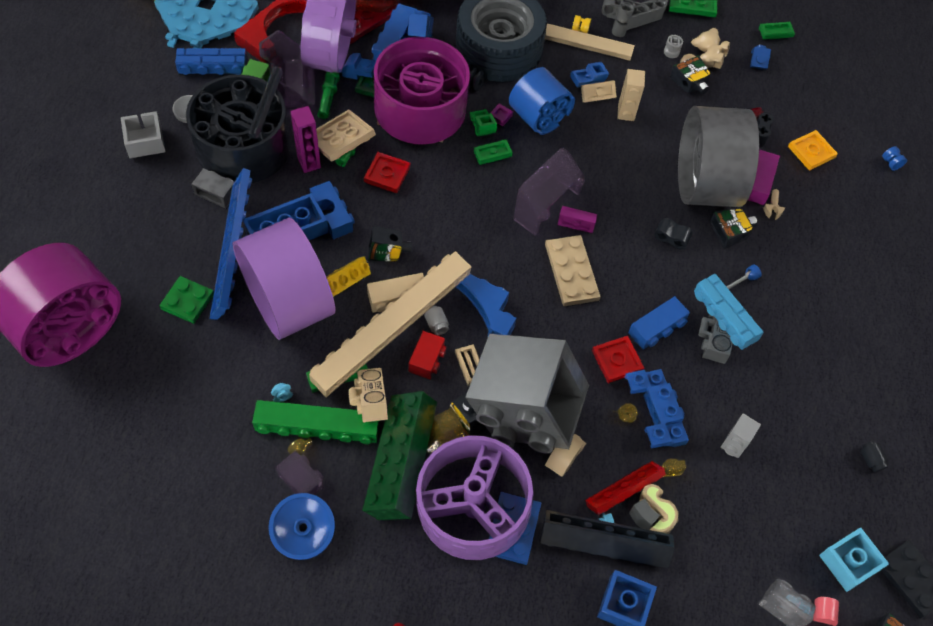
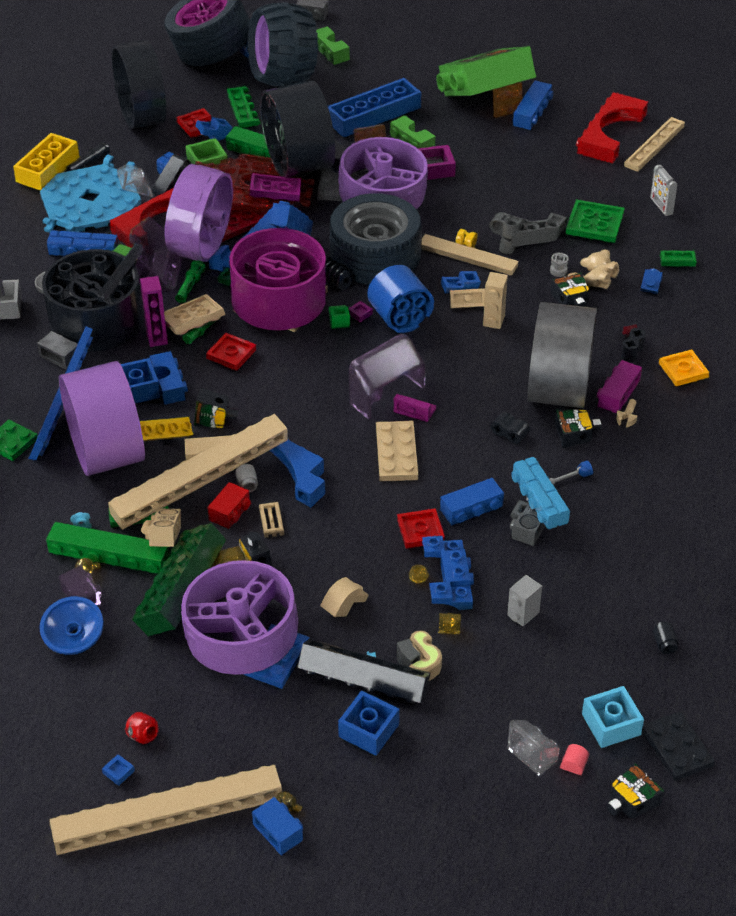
camera: 15 degrees right, 15 degrees down
(492, 152) = (343, 342): green plate -> none
(528, 391) = (312, 529): dark grey piece -> none
(625, 487) = (389, 637): red plate -> none

